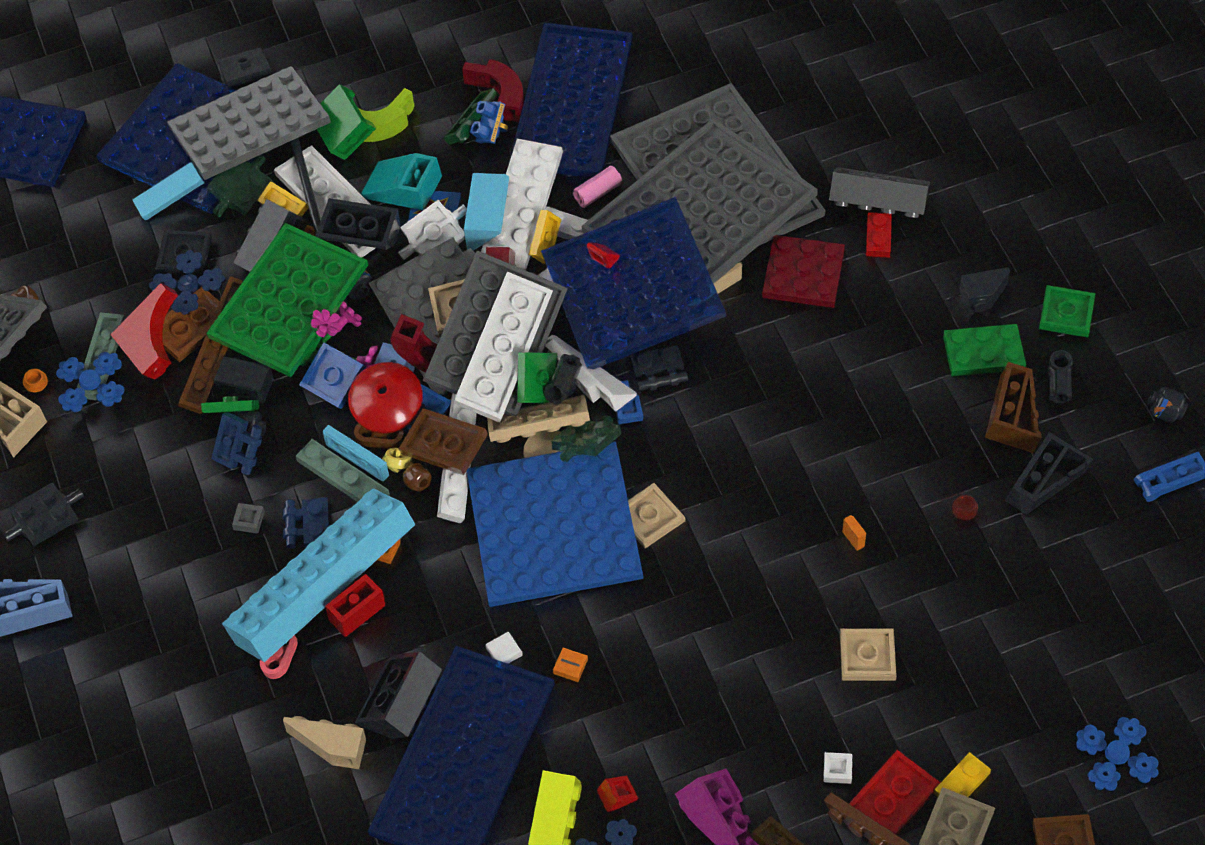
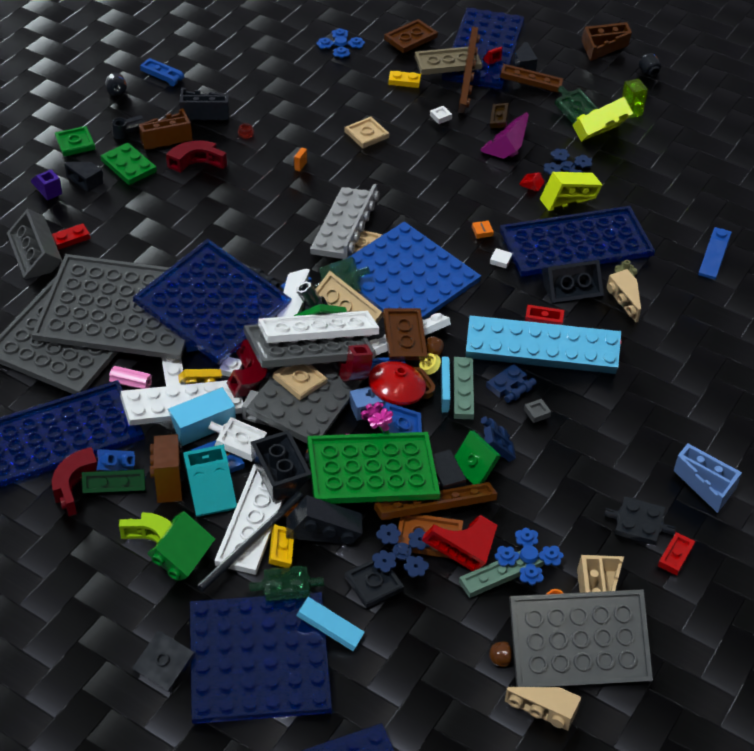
camera: 130 degrees left, 10 degrees down
(248, 122) = (228, 603): dark grey plate -> none
(372, 780) = (626, 265): none -> olive plant
(454, 156) = (166, 468): none -> reddish brown wedge
(602, 254) = (204, 315): red slope -> none
(694, 513) = (345, 222): none -> light grey bracket
(803, 271) = (127, 248): dark red plate -> none
(895, 793) = (435, 96): red tile -> none
(952, 406) = (193, 152): none -> dark red arch
(988, 241) = (48, 184): none -> dark purple slope

